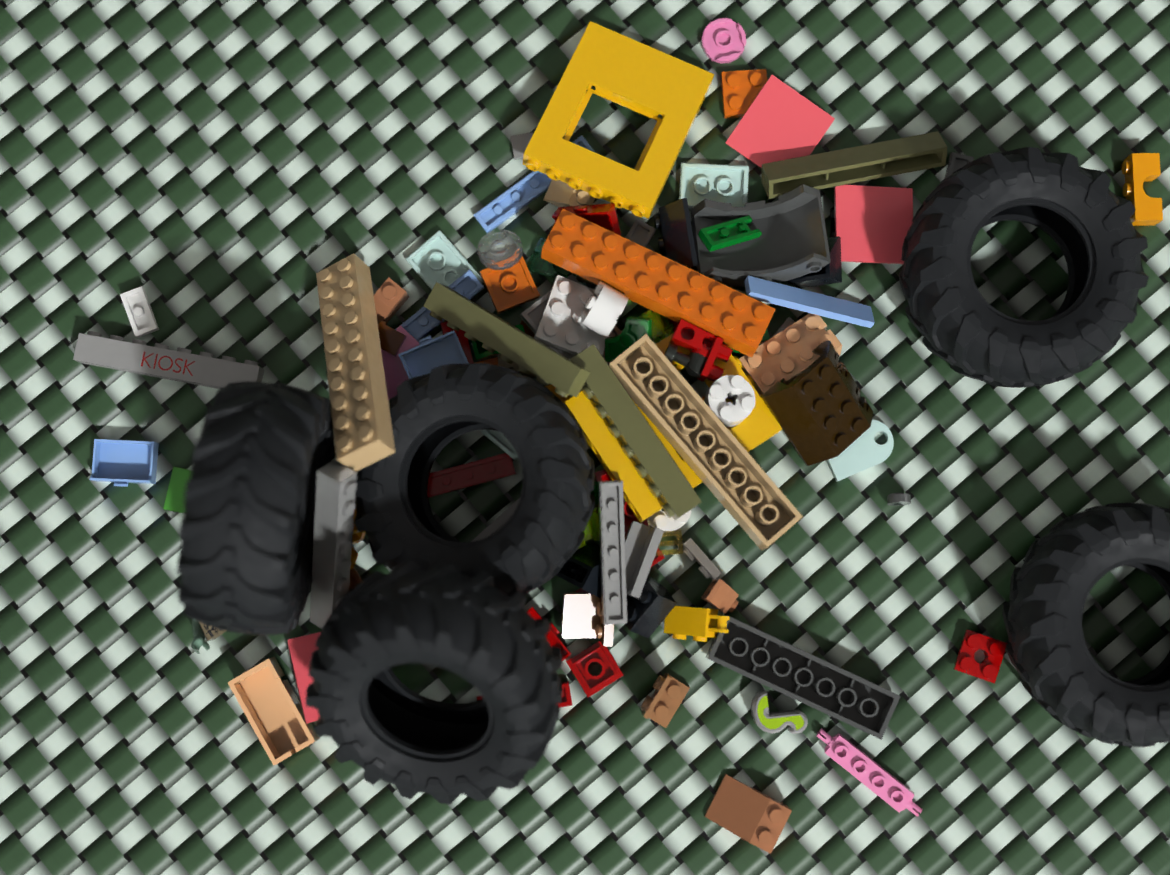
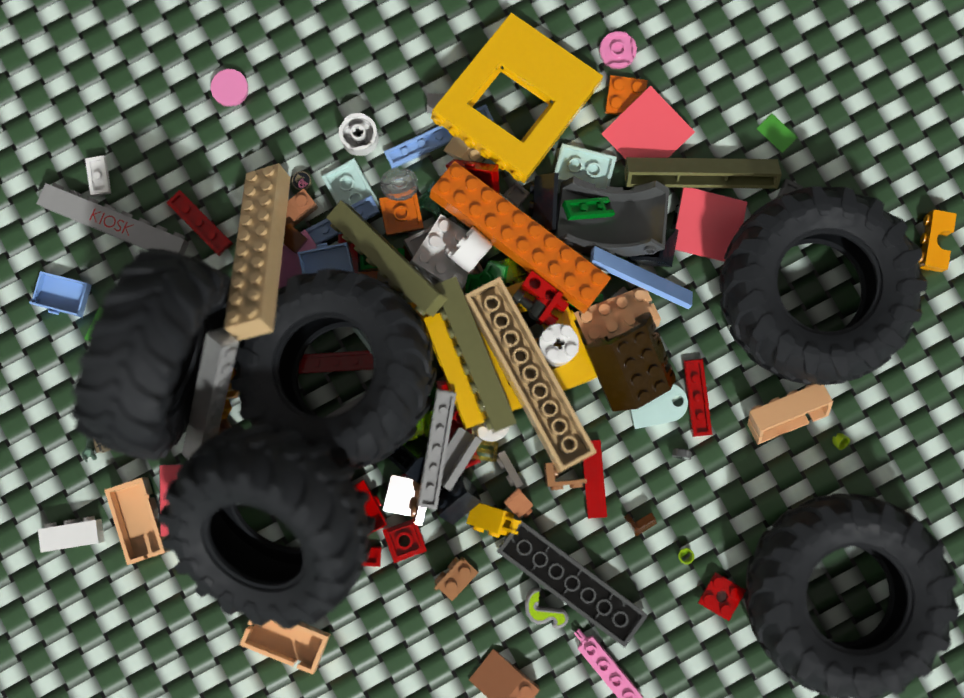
camera: 15 degrees right, 0 degrees up
(197, 743) = (71, 534): none -> white brick
(272, 343) = (199, 223): none -> red tile
(274, 176) = (229, 87): none -> bright pink tile
(382, 269) = (301, 180): none -> tile
(440, 187) = (369, 134): none -> white brick
(483, 820) = (288, 645): none -> light nougat piece
(751, 554) = (551, 473): none -> medium nougat bracket
(804, 557) = (595, 483): none -> red tile
(872, 590) = (641, 525): none -> reddish brown tile
(902, 429) = (697, 397): none -> red tile
(924, 615) = (683, 553): none -> lime hinge
(929, 100) = (776, 133): none -> bright green sticker
(1014, 424) = (789, 412): none -> light nougat piece
(1080, 445) = (840, 441): none -> lime hinge

